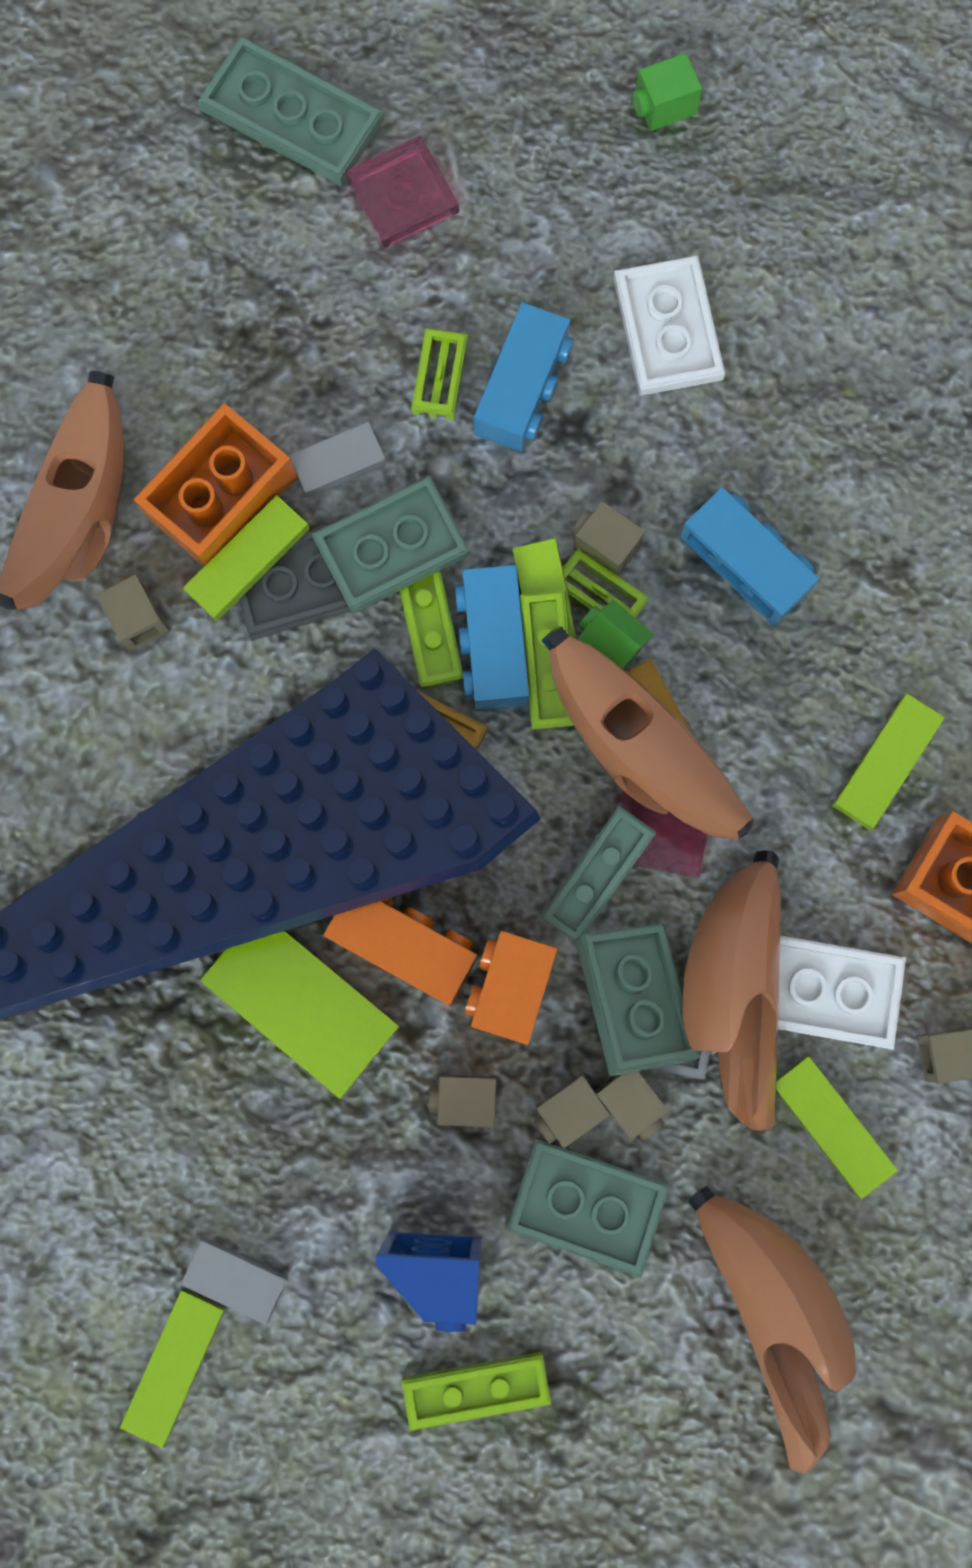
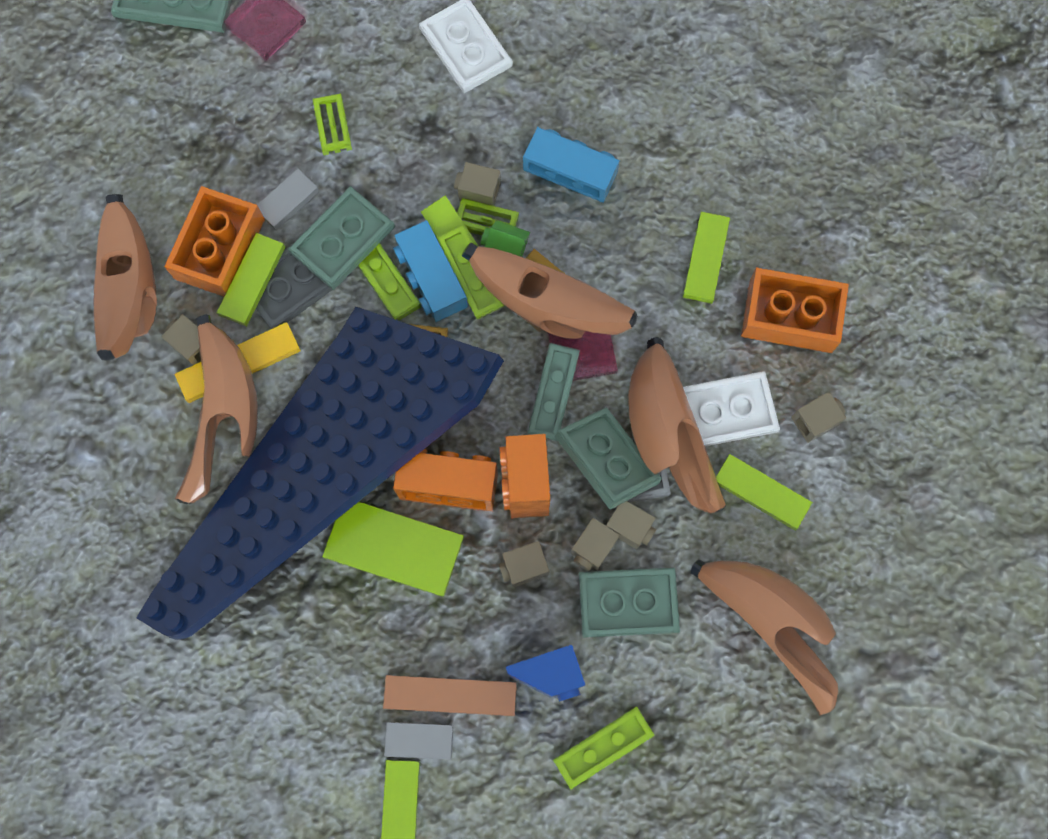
camera: 25 degrees left, 5 degrees down
(154, 710) = (227, 393): none -> nougat piece
(187, 666) = (258, 351): none -> yellow tile
(296, 1236) = (450, 695): none -> nougat tile
(523, 378) = (387, 107): dark azure brick -> none

